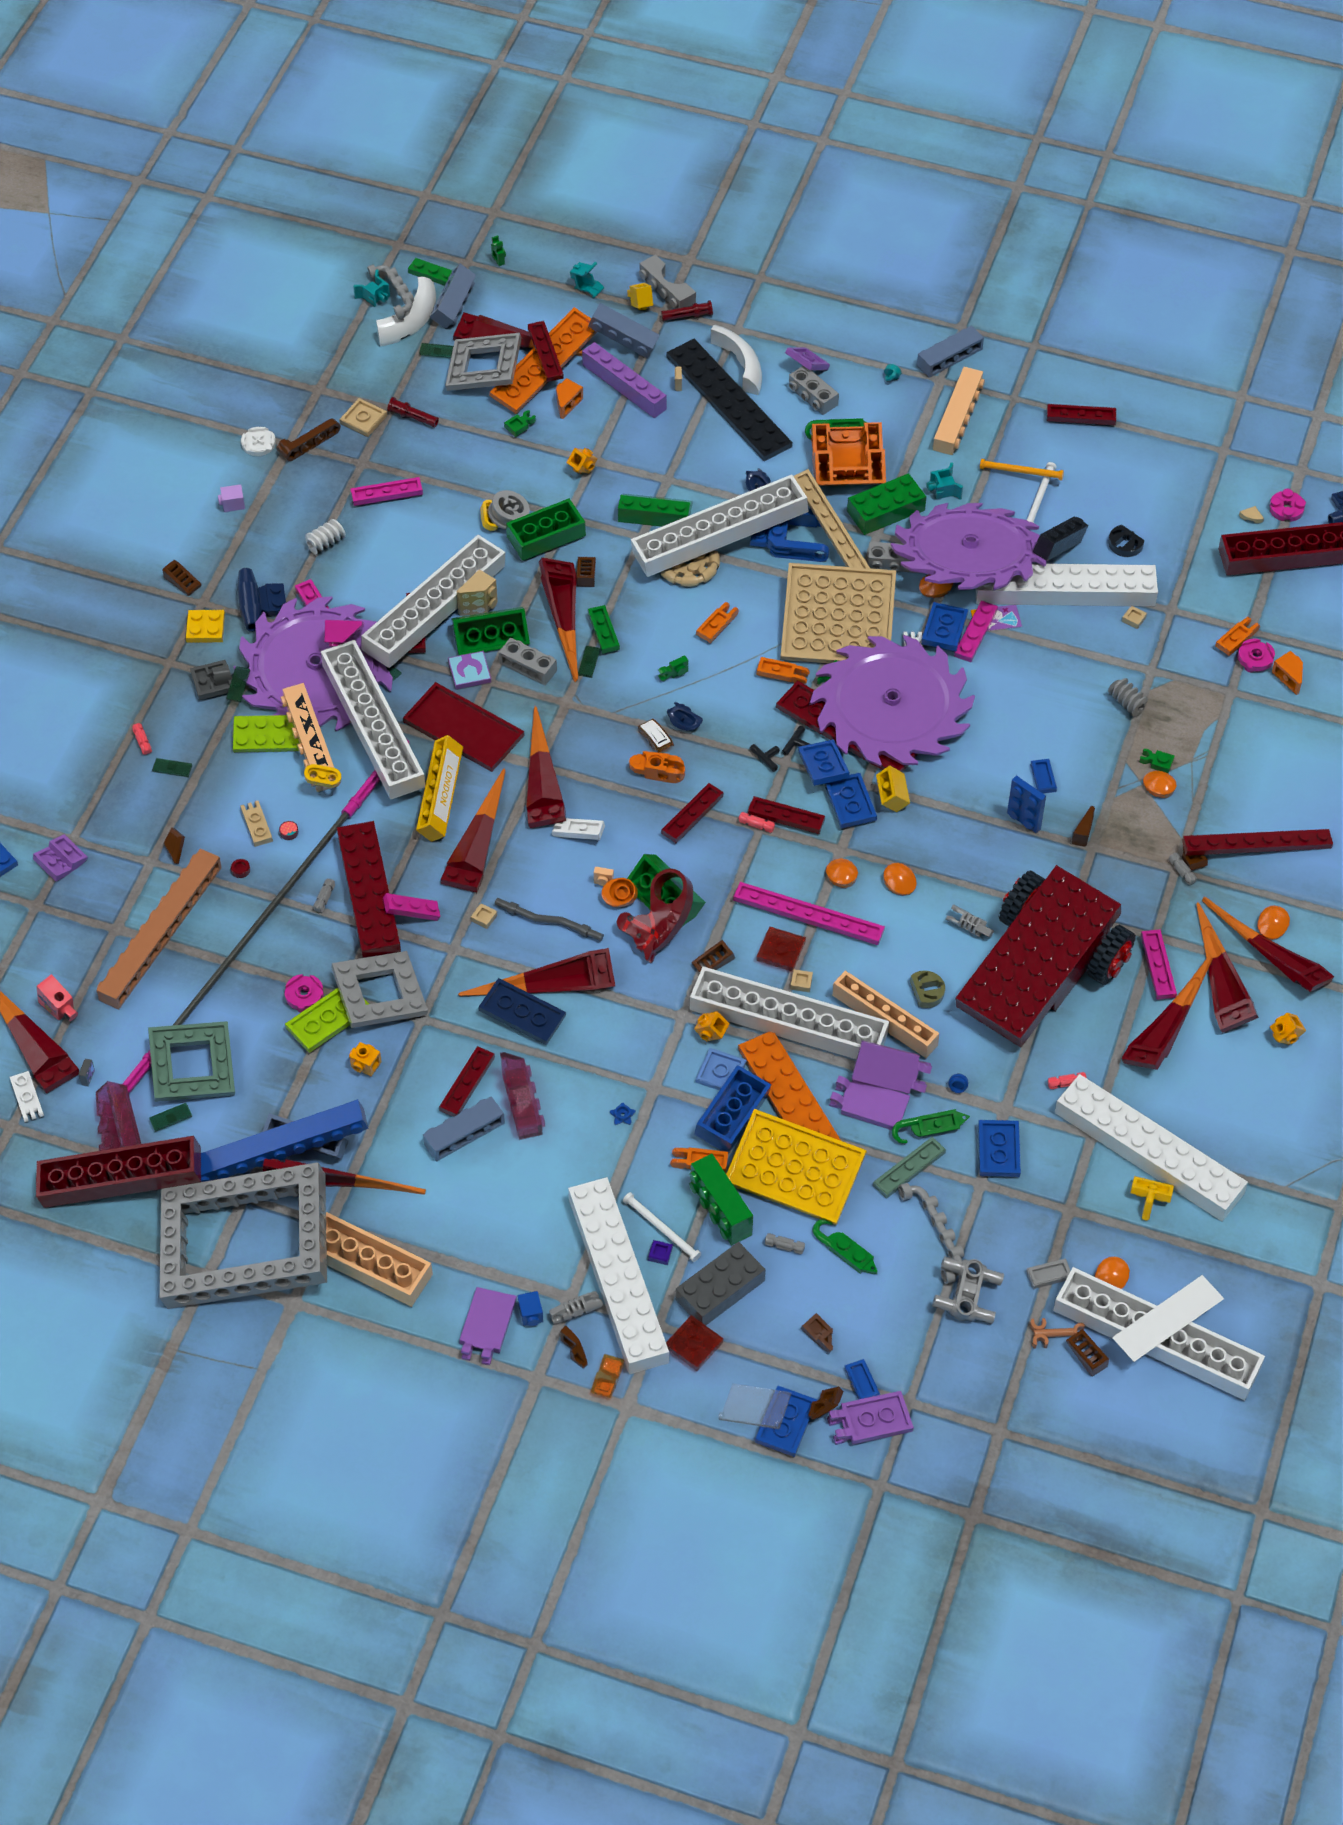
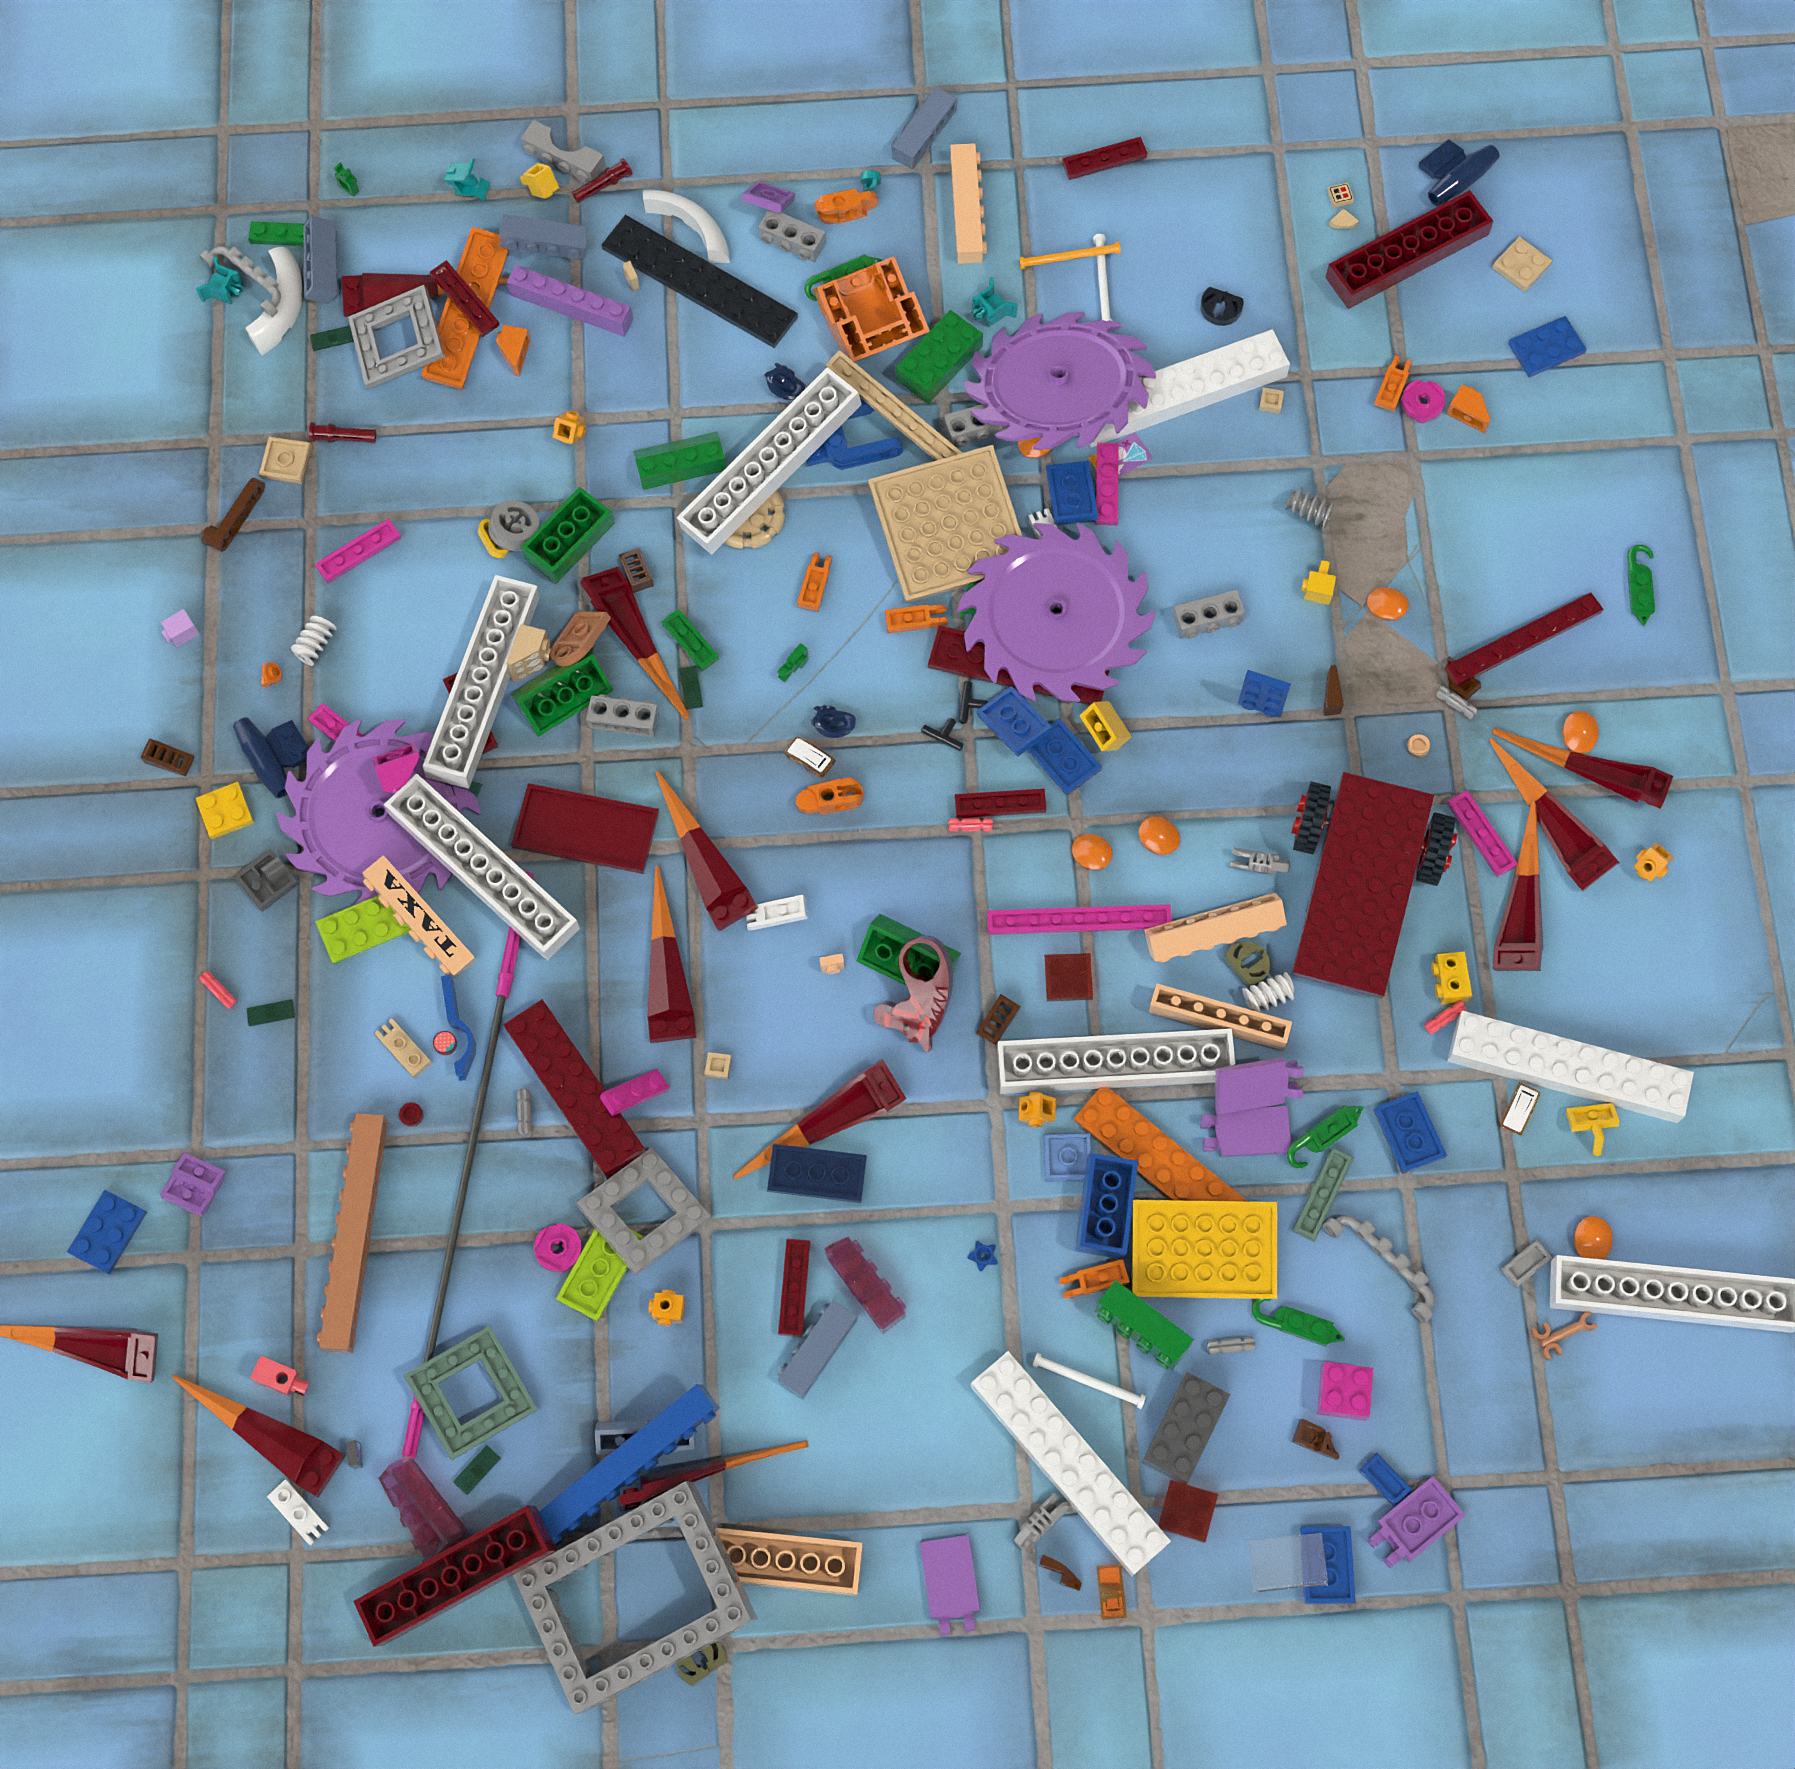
camera: 20 degrees left, 15 degrees up
(174, 844) = (320, 1114): reddish brown piece -> none
(238, 684) = (300, 876): clear green piece -> none
(258, 441) = (174, 538): white tile -> none
(279, 1311) = (702, 1673): none -> olive piece
(283, 549) = (270, 674): none -> orange plate
(298, 845) = (464, 1064): none -> blue piece
(323, 775) = (457, 963): yellow plate -> none
(439, 788) = (597, 924): yellow brick -> none
(469, 670) = (559, 751): tile -> none
(518, 424) = (473, 404): green plate -> none
(520, 597) = (578, 637): none -> nougat plate
(530, 1308) = (992, 1546): blue brick -> none
(583, 930) = (748, 1042): dark grey bar -> none
(619, 892) = (858, 977): orange hat -> none
(660, 1252) = (1100, 1412): dark purple tile -> none
(692, 813) = (894, 841): dark red plate -> none
(801, 980) = (1106, 1007): tan tile -> none
(828, 1400) = (1363, 1525): reddish brown slope -> none
(858, 1305) = (1345, 1391): none -> dark pink brick
(863, 383) = (845, 206): none -> orange piece
(912, 953) = (1215, 927): none -> light nougat brick
(933, 1012) = (1269, 992): none -> white piece
(958, 1083) = (1332, 1068): blue plate -> none
(968, 1290) = (1453, 1324): light grey piece -> none
(1012, 742) = (1211, 605): none -> light grey brick
(1043, 776) = (1258, 642): blue tile -> none
(1060, 538) = (1155, 334): black brick -> none
(1085, 1053) = (1451, 978): none -> yellow brick
(1092, 1369) = (1603, 1352): reddish brown slope -> none
(1096, 1162) = (1520, 1108): none -> white slope
(1110, 752) = (1319, 585): none -> yellow brick
(1137, 888) = (1418, 745): none -> light nougat tile
(1160, 761) = (1376, 574): green plate -> none
(1168, 1318) = (1682, 1276): white sticker -> none
(1257, 497) = (1340, 195): none -> tan tile
(1290, 498) = (1381, 185): dark pink plate -> none

